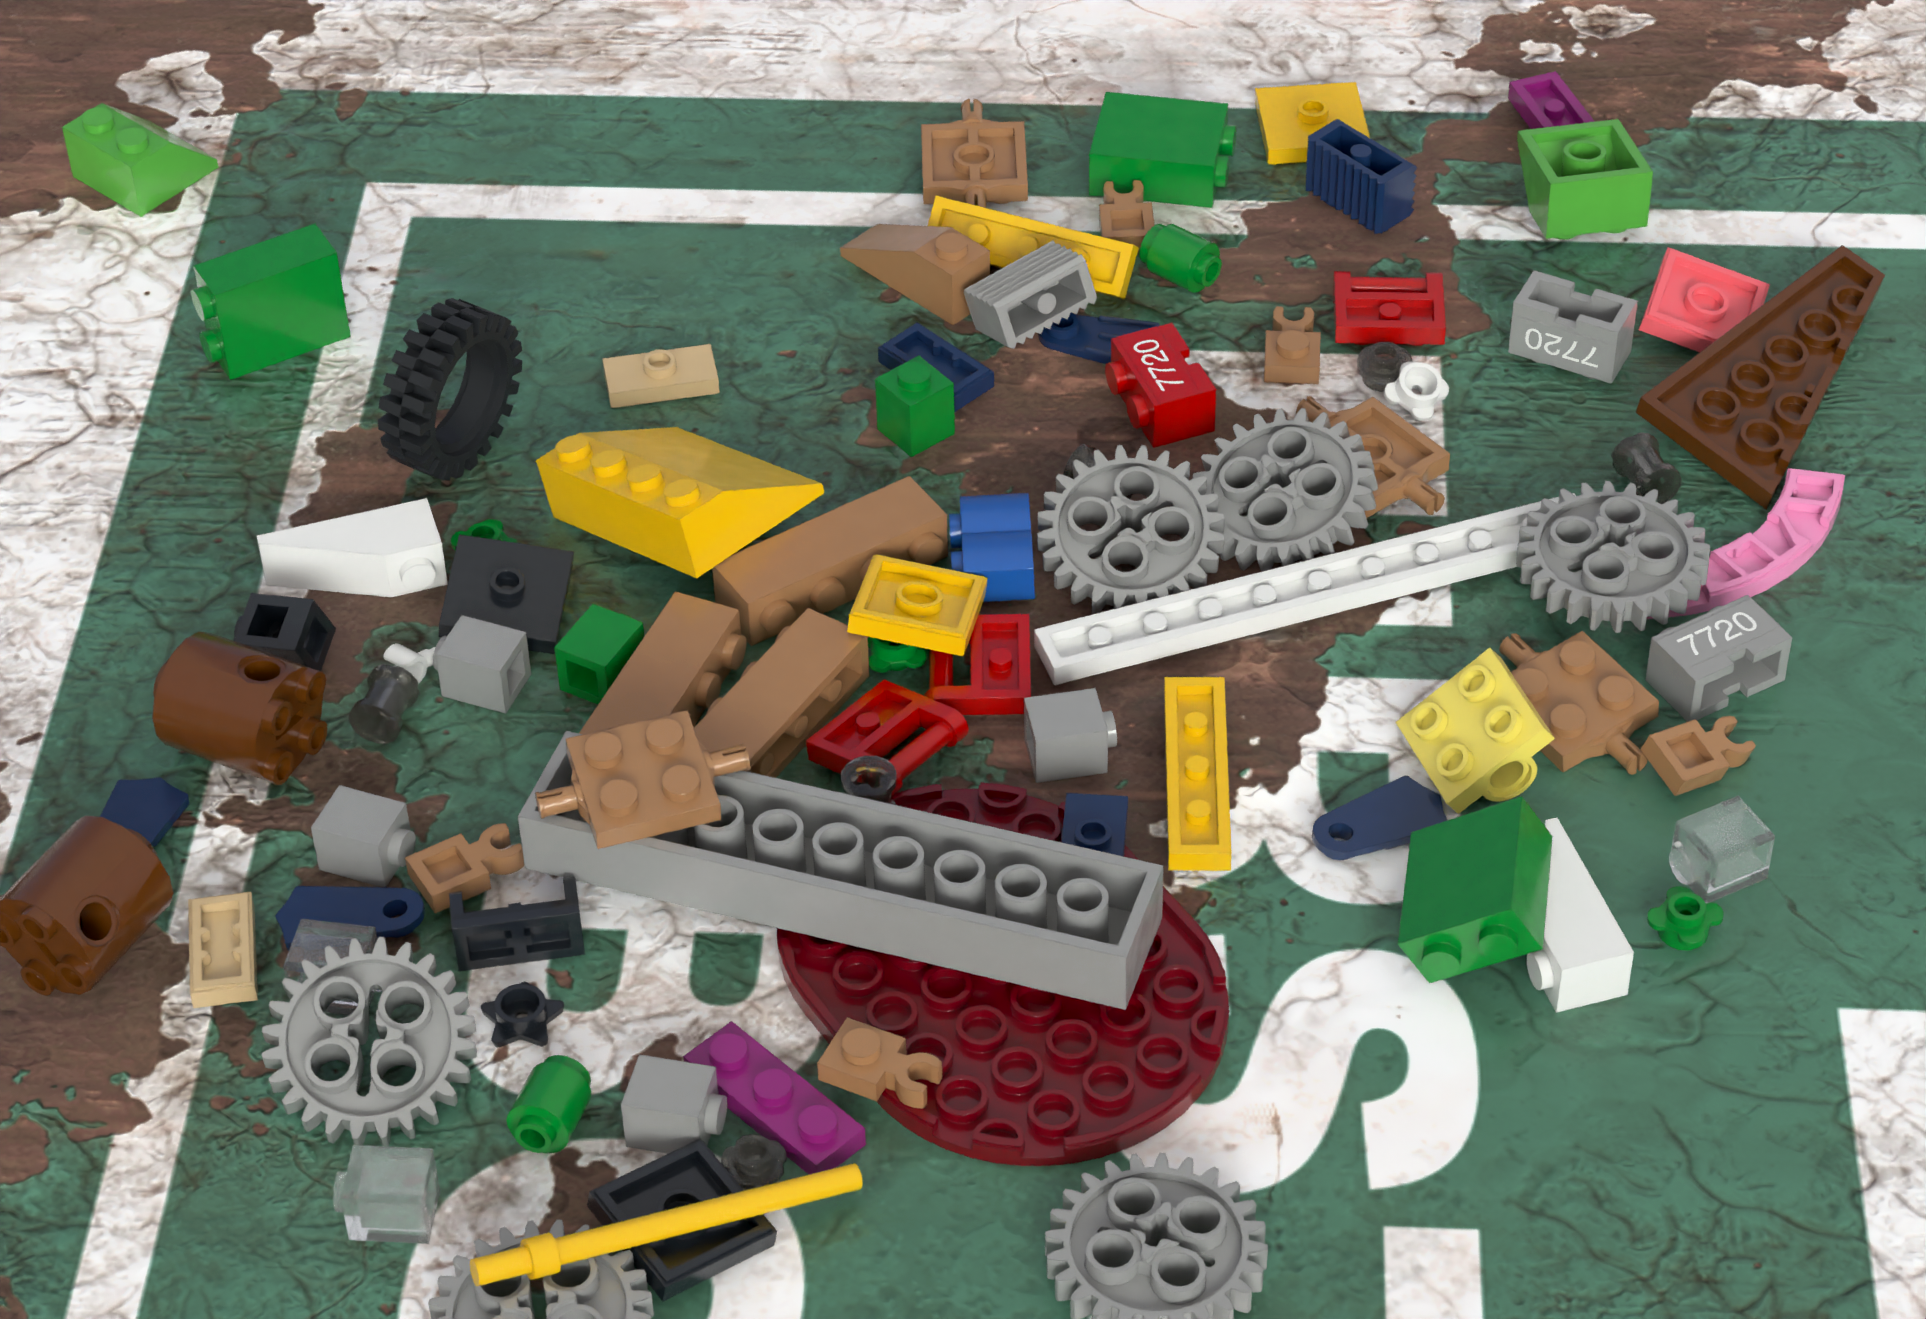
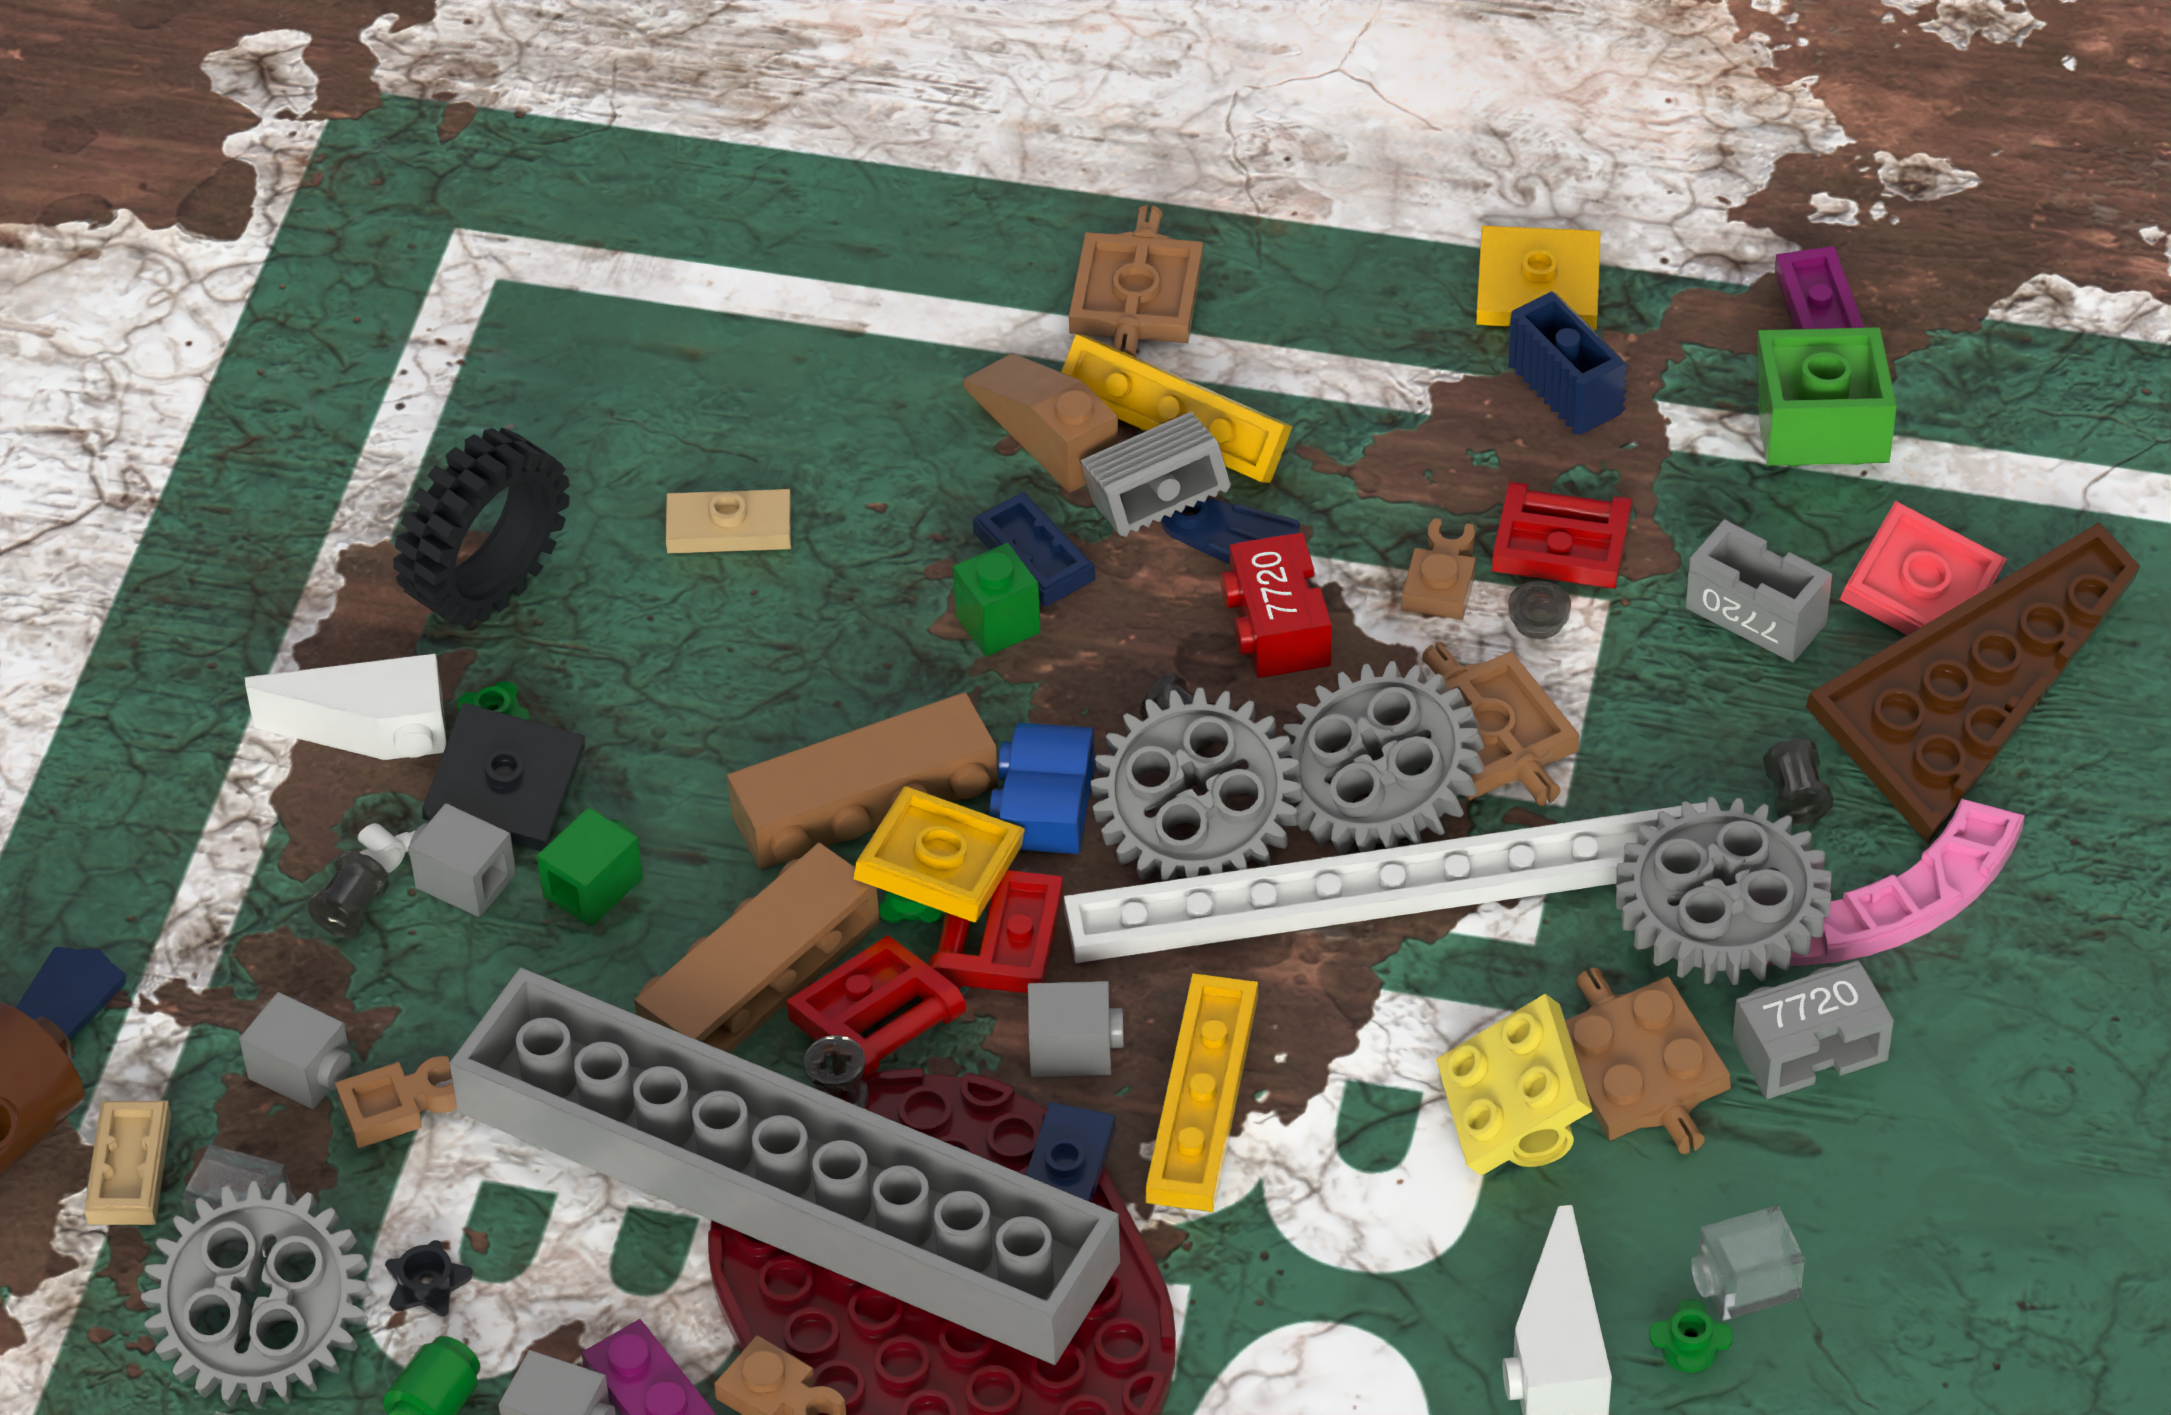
camera: 10 degrees right, 5 degrees up
(132, 158) = (201, 170): bright green slope -> none
(239, 707) = (190, 884): reddish brown cylinder -> none
(270, 301) = (312, 384): green brick -> none
(286, 628) = (256, 797): black brick -> none
(353, 906) = (270, 1134): dark blue piece -> none
(517, 931) = (438, 1181): black hinge -> none
(642, 779) = (585, 1040): medium nougat plate -> none
(669, 494) = (705, 677): yellow slope -> none
(675, 665) = (652, 909): medium nougat brick -> none
(1125, 215) = (1292, 384): medium nougat plate -> none
(1164, 142) = (1351, 296): green brick -> none
(1181, 257) = (1340, 441): green brick -> none
(1378, 820) = (1391, 1174): dark blue piece -> none
(1421, 378) = (1572, 629): white plate -> none
(1476, 890) = (1460, 1279): green brick -> none
(1694, 758) = (1751, 1146): medium nougat plate -> none

